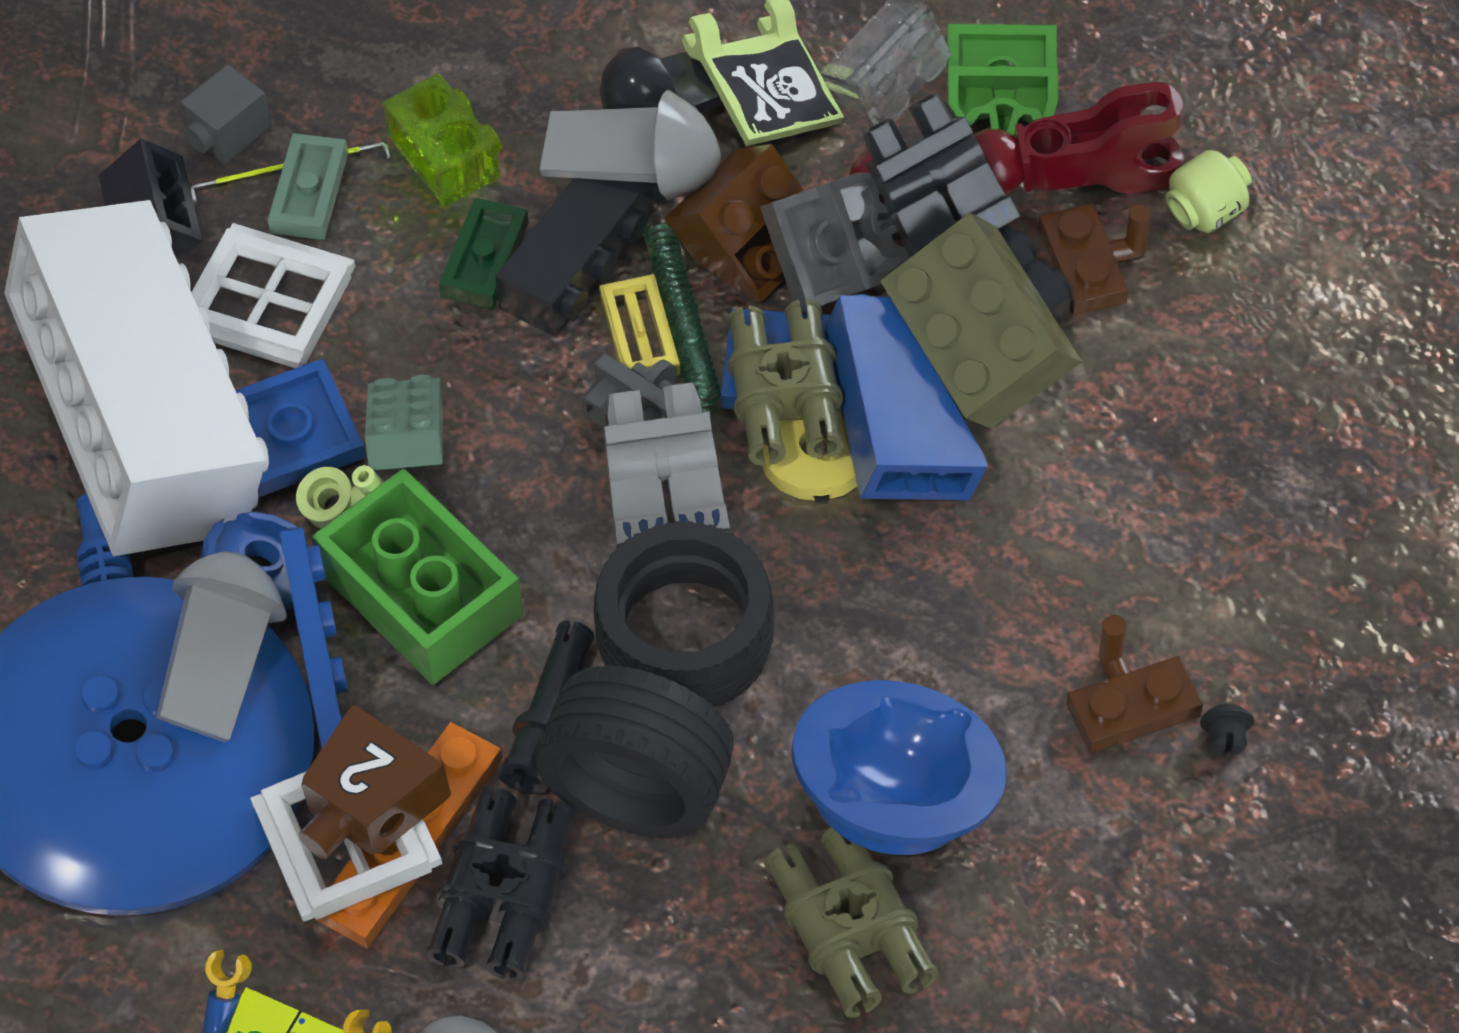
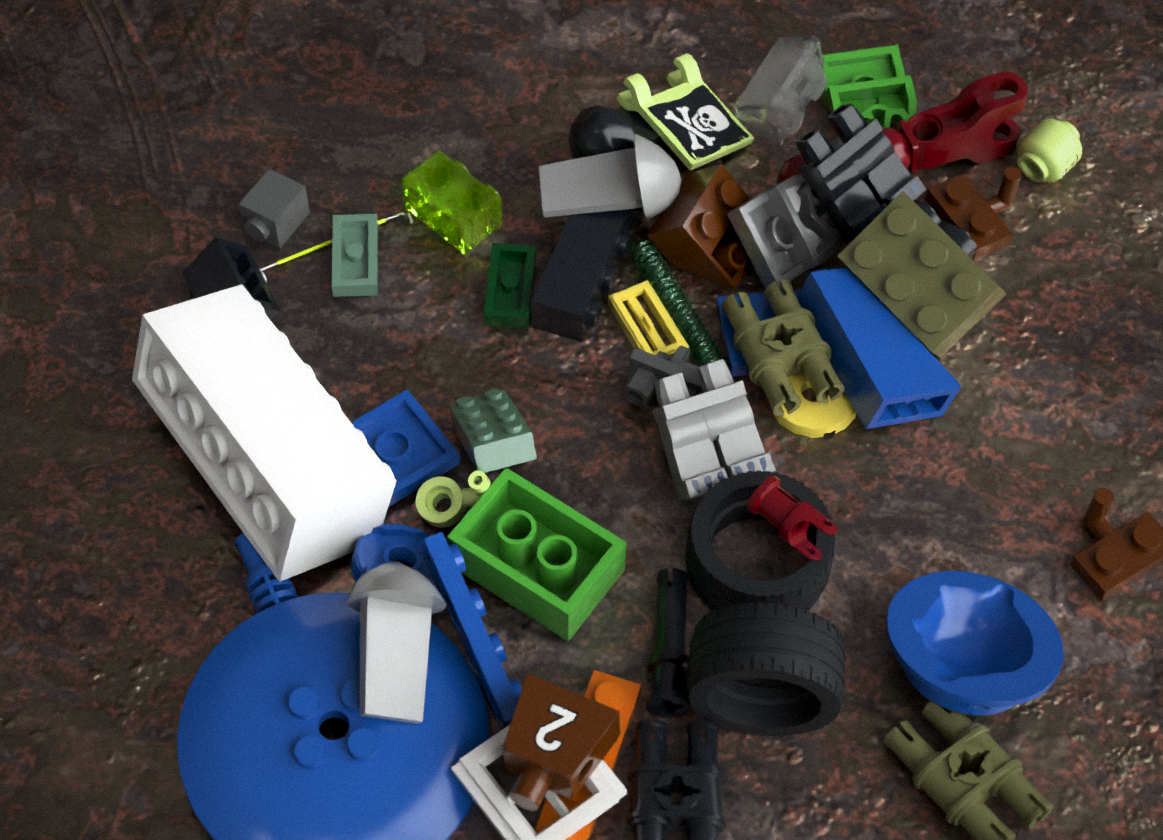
camera: 15 degrees left, 0 degrees up
(285, 256) = (351, 313): white piece -> none
(713, 580) = (789, 516): none -> dark red piece

